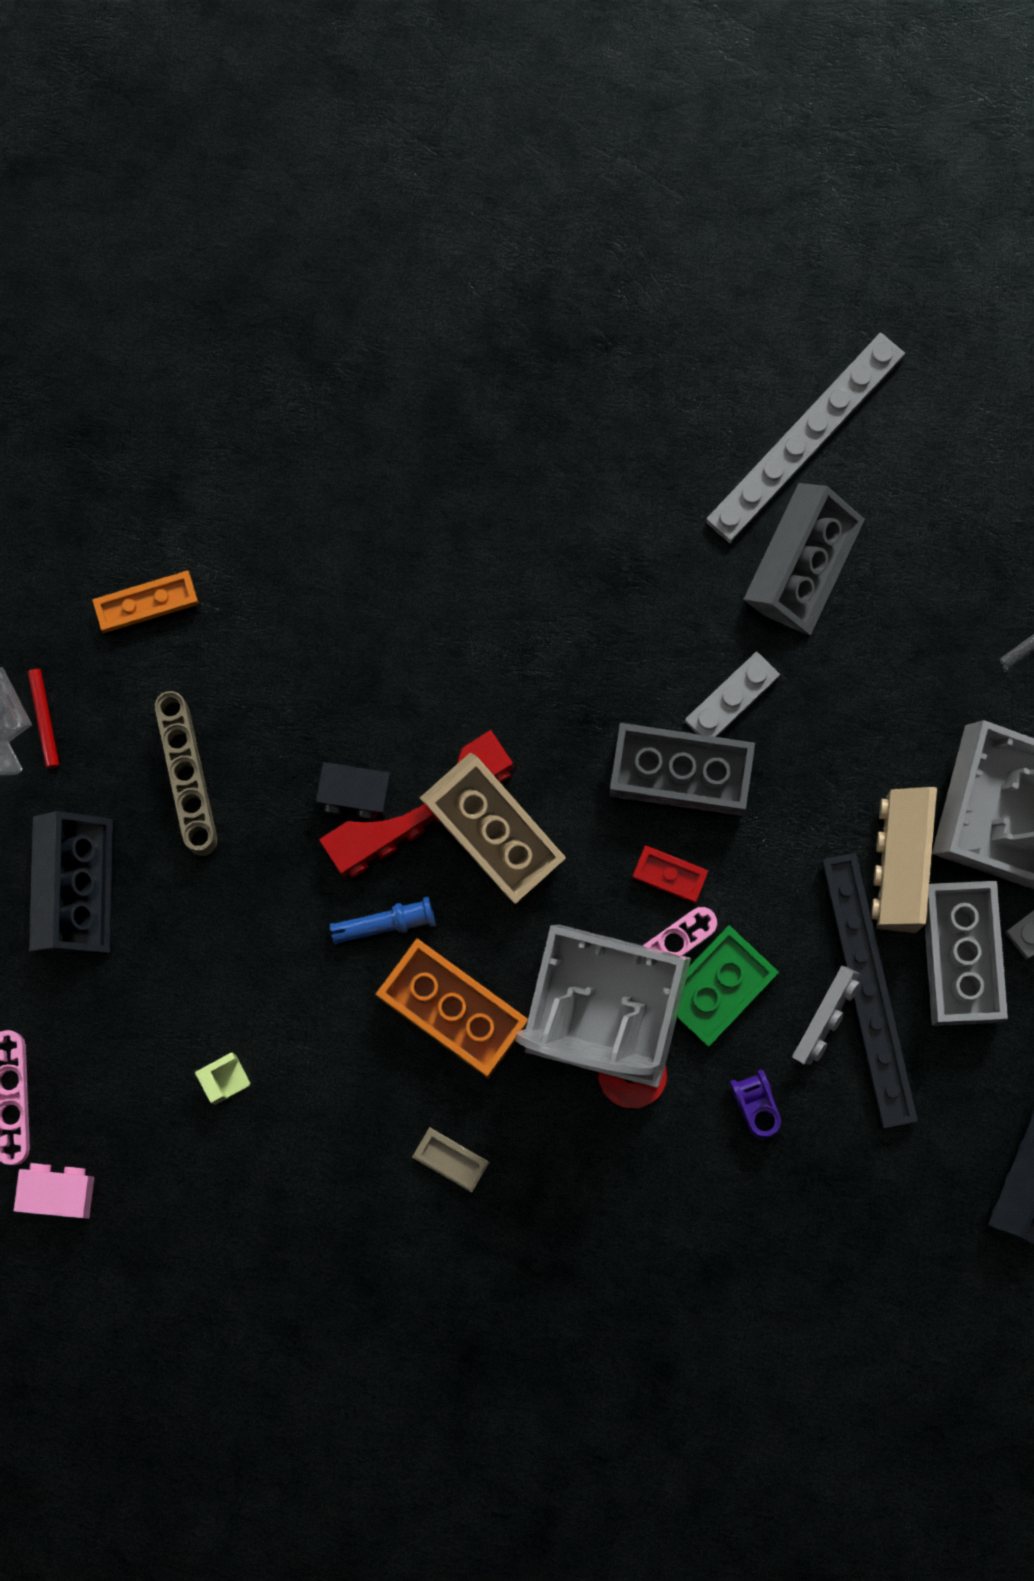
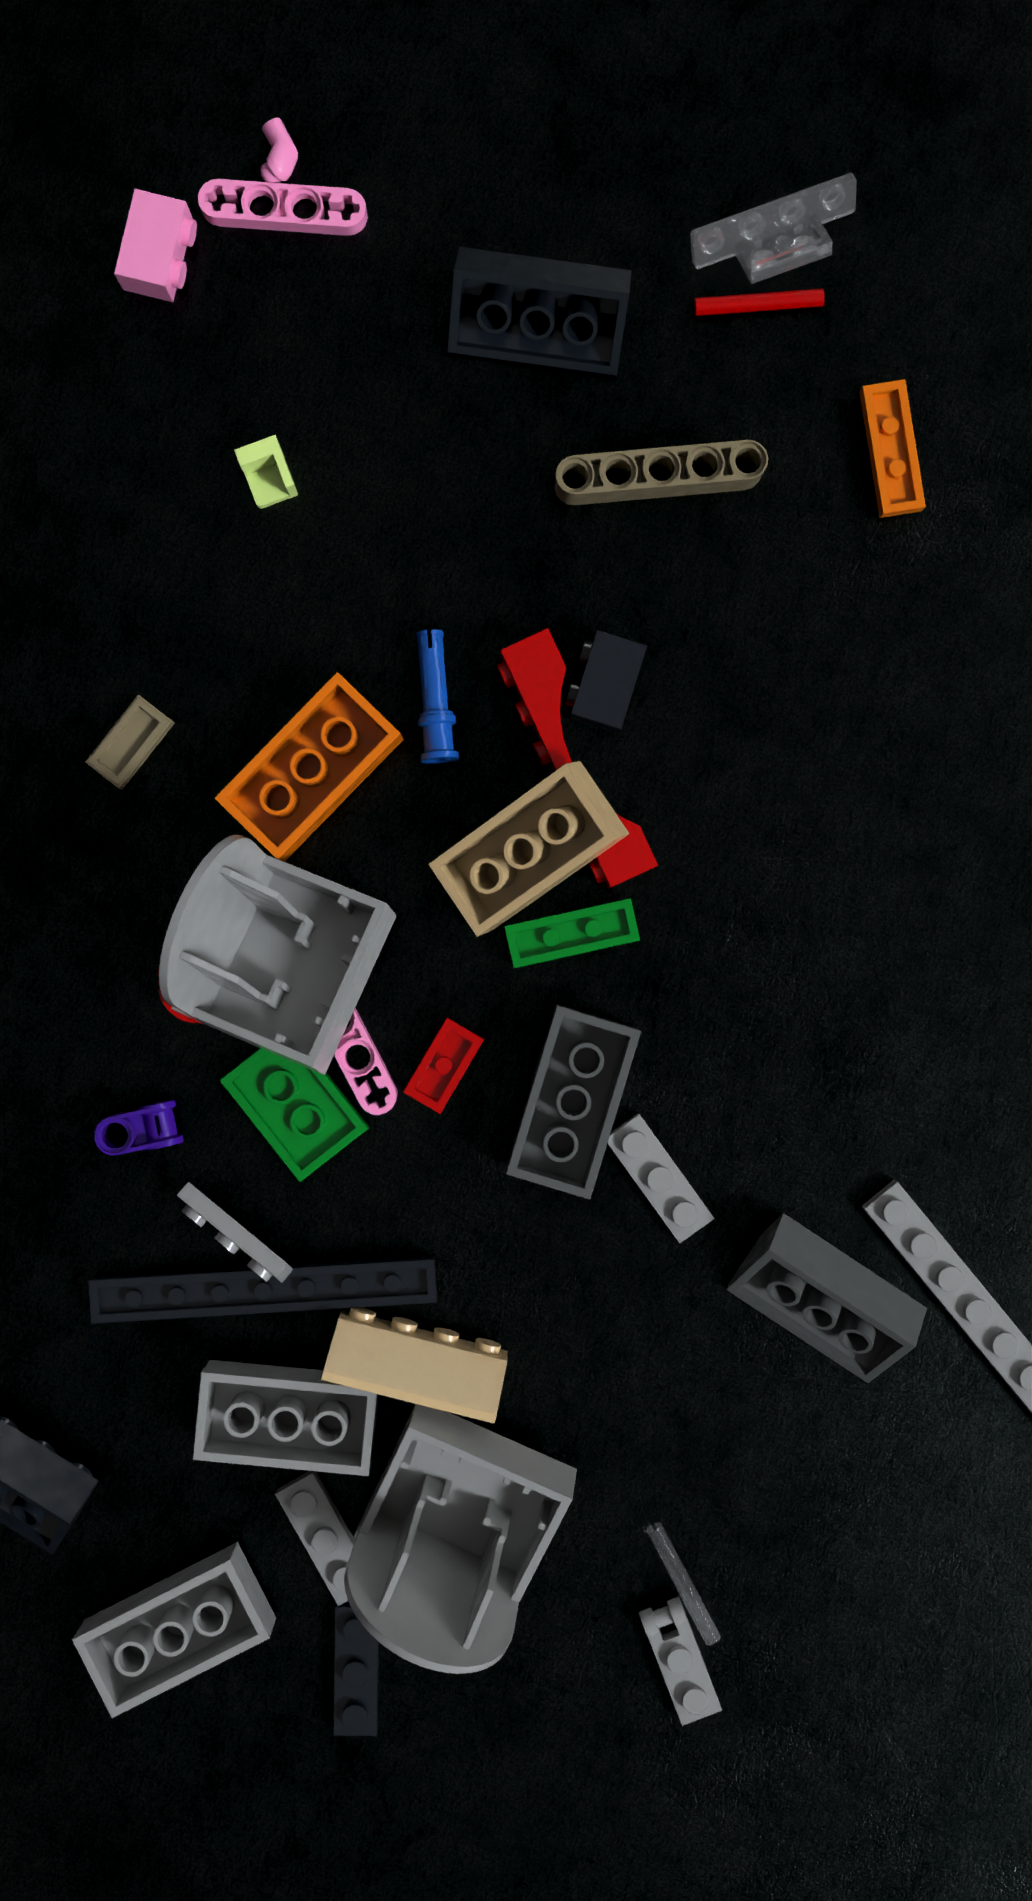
camera: 95 degrees right, 10 degrees up
(552, 790) = (572, 933): none -> green plate

